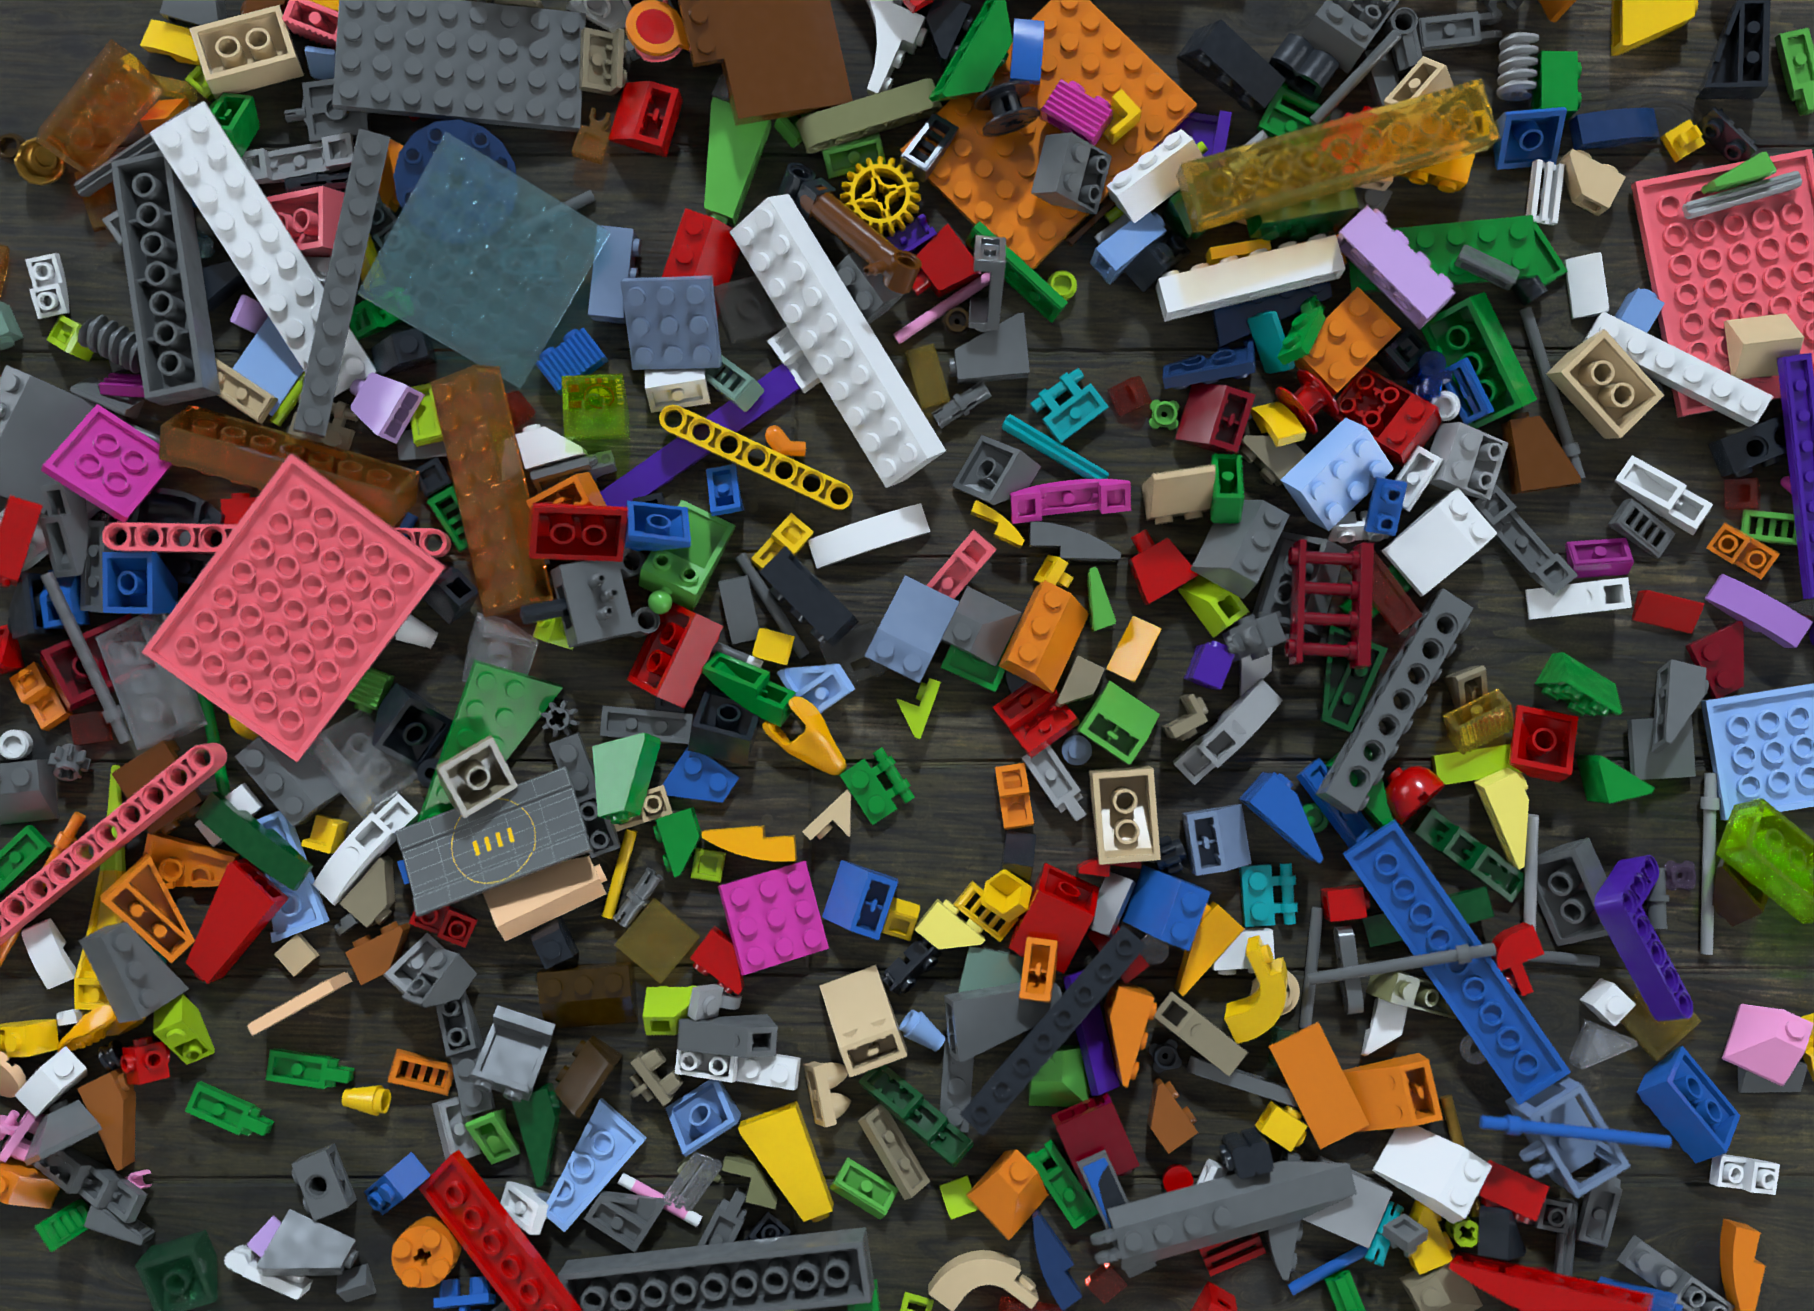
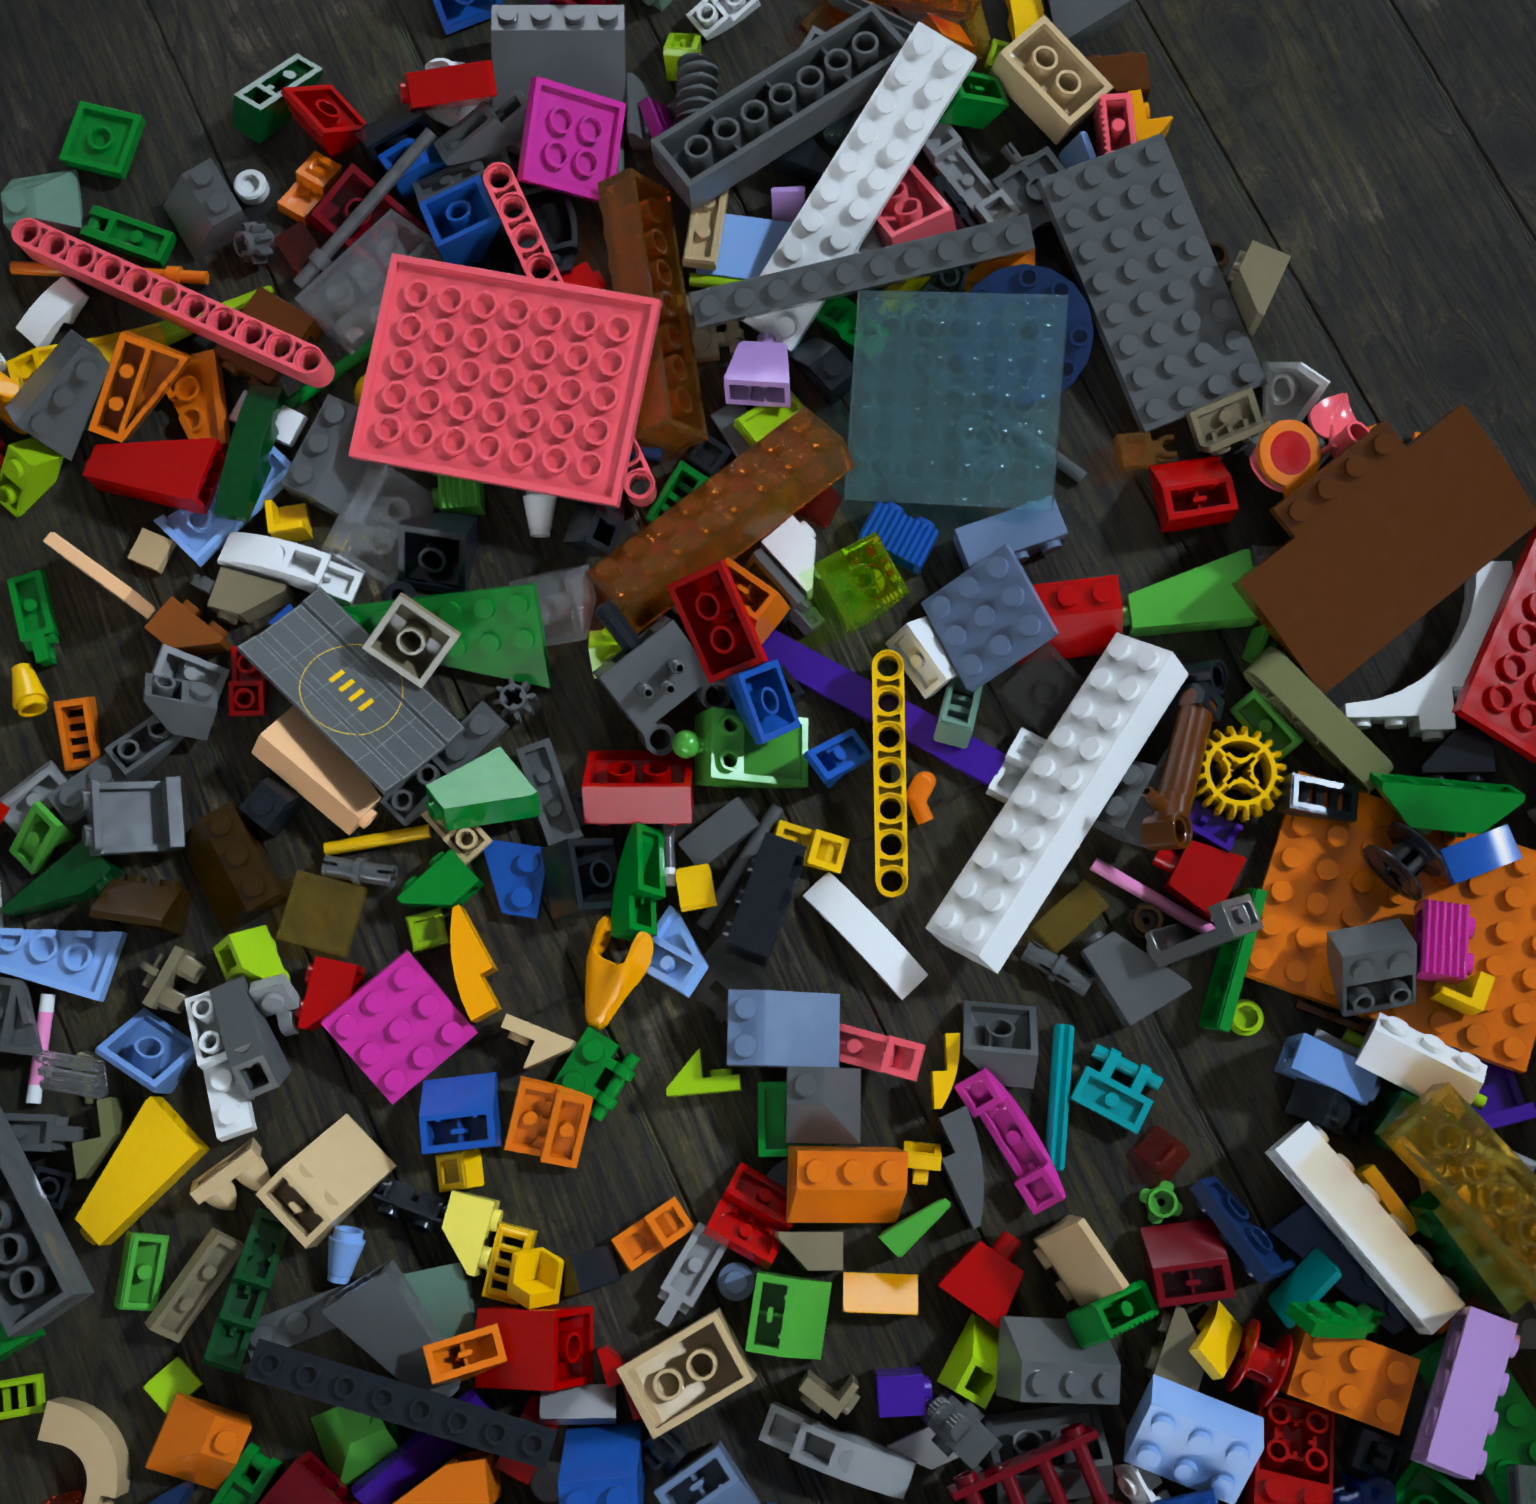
camera: 70 degrees right, 10 degrees down
(897, 836) = (548, 1122): none -> orange slope

